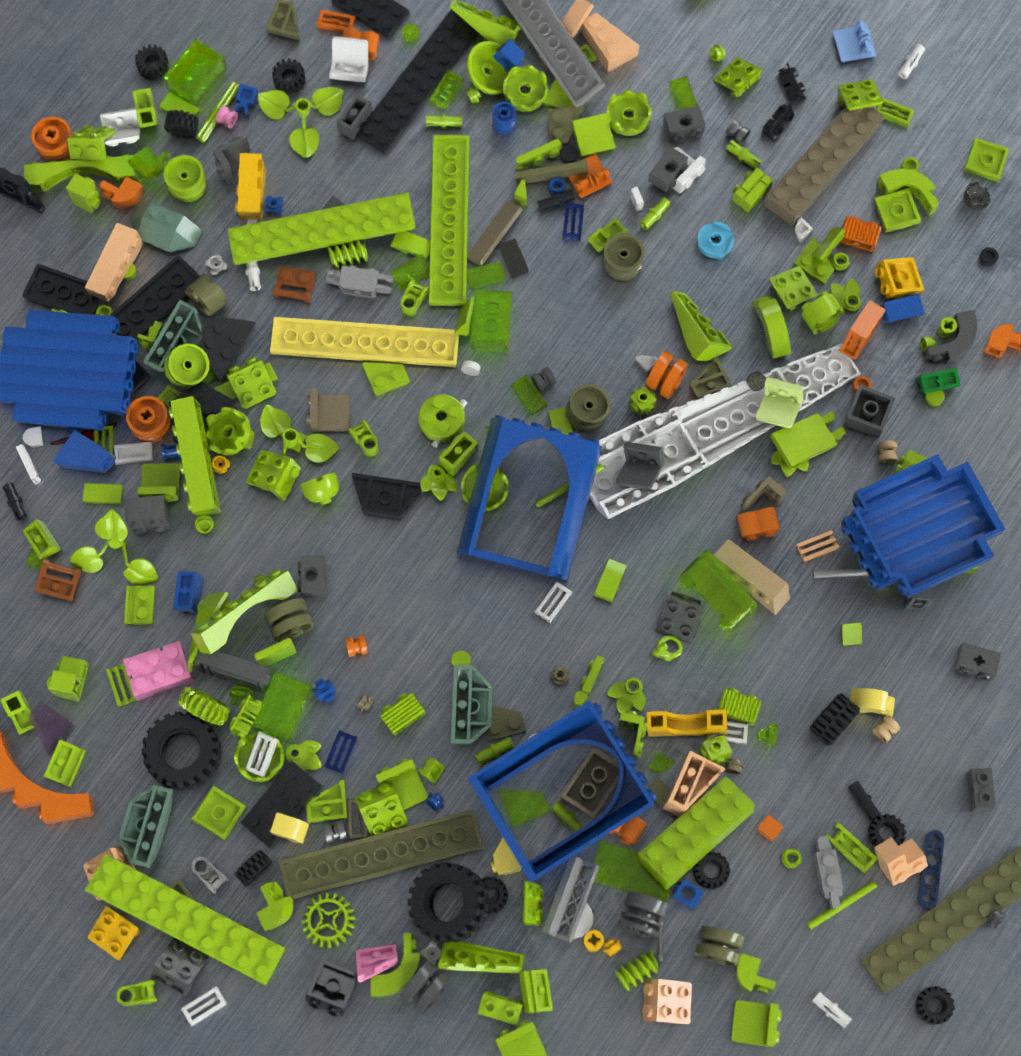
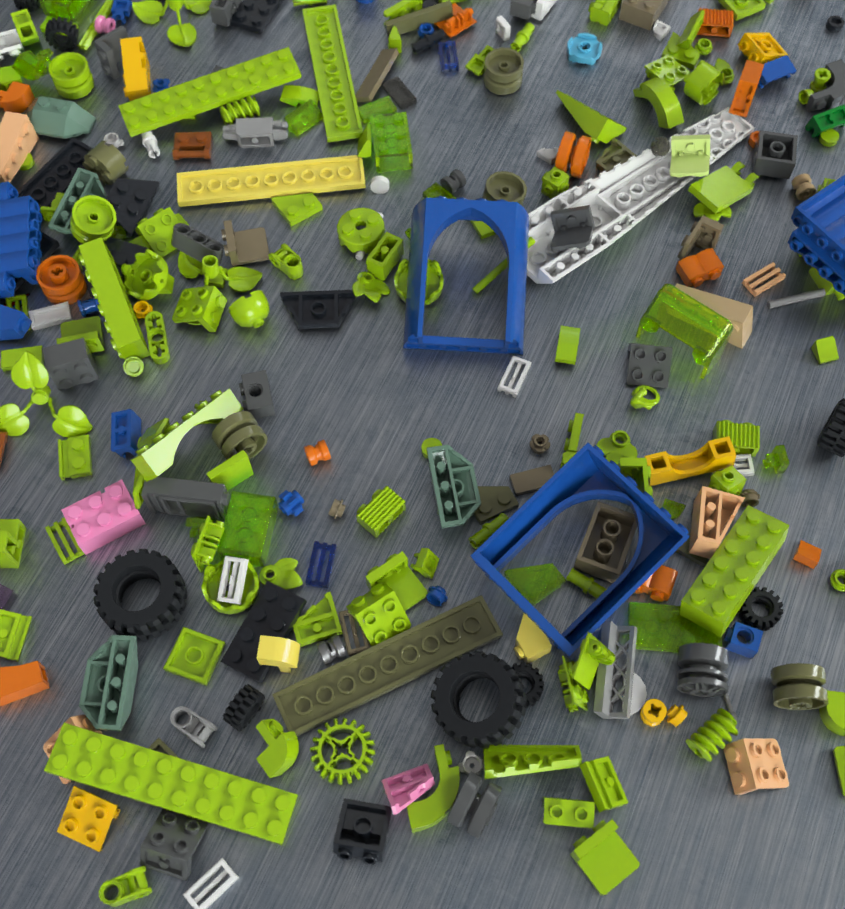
camera: 10 degrees left, 10 degrees down
(204, 706) = (159, 539): lime gear -> none
(235, 509) = (163, 343): none -> lime beam
(281, 407) = (195, 243): none -> dark grey beam
(414, 295) = (310, 138): lime piece -> none
(544, 710) = (530, 480): none -> dark tan tile
(548, 886) = (591, 655): none -> lime hinge

